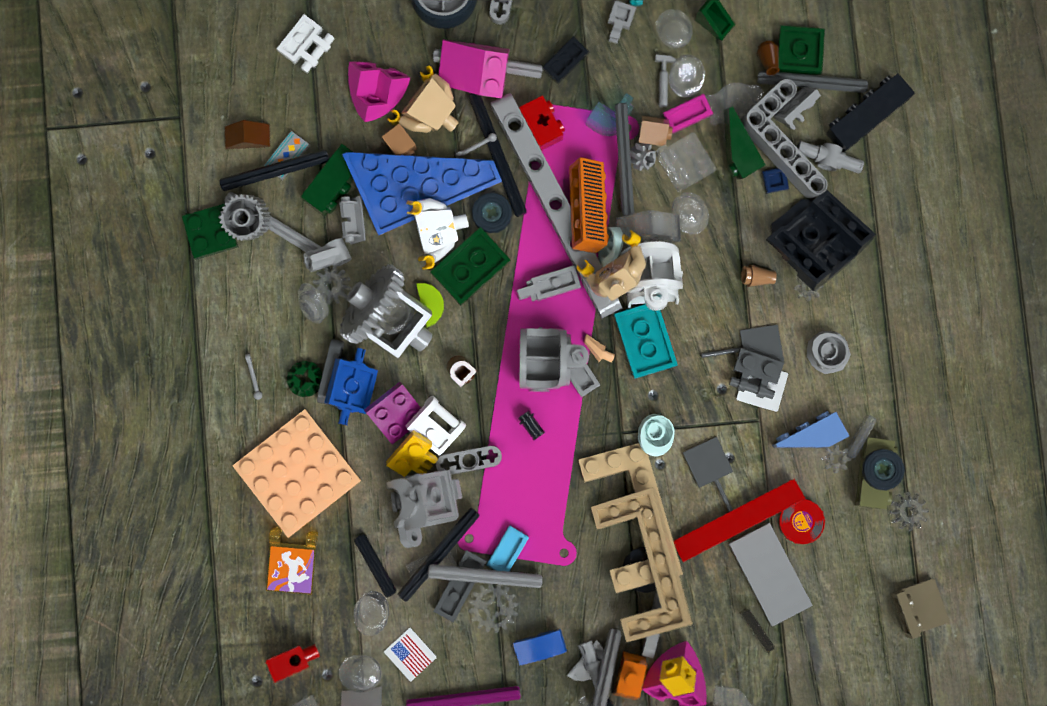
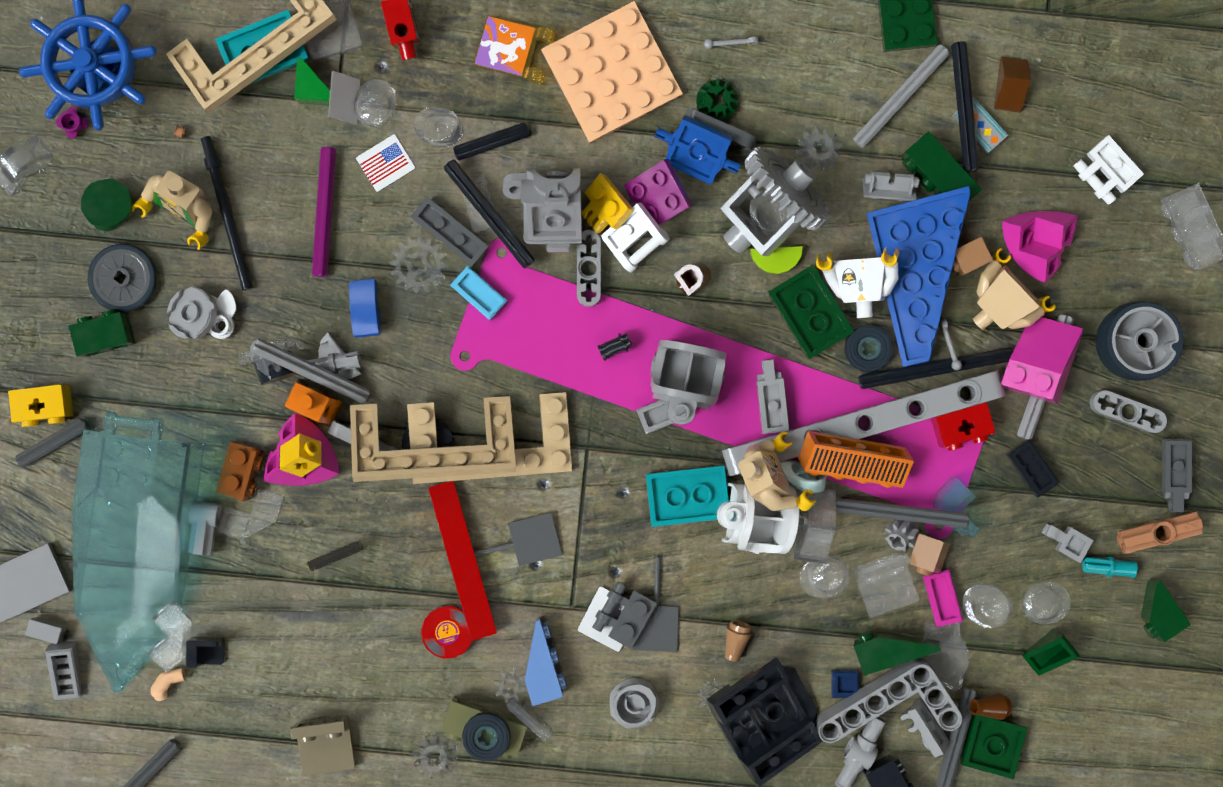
camera: 100 degrees right, 5 degrees up
(257, 213) = (915, 76): light grey brick -> none
(312, 303) = (801, 122): clear hat -> none
(332, 253) = (854, 156): light grey piece -> none
(485, 576) = (454, 261): light grey axle -> none
(598, 349) = (687, 439): light nougat bar -> none
(655, 435) = (576, 485): light aqua hat -> none
(663, 79) = (989, 578): light grey piece -> none
(770, 574) = (395, 584): light grey tile -> none

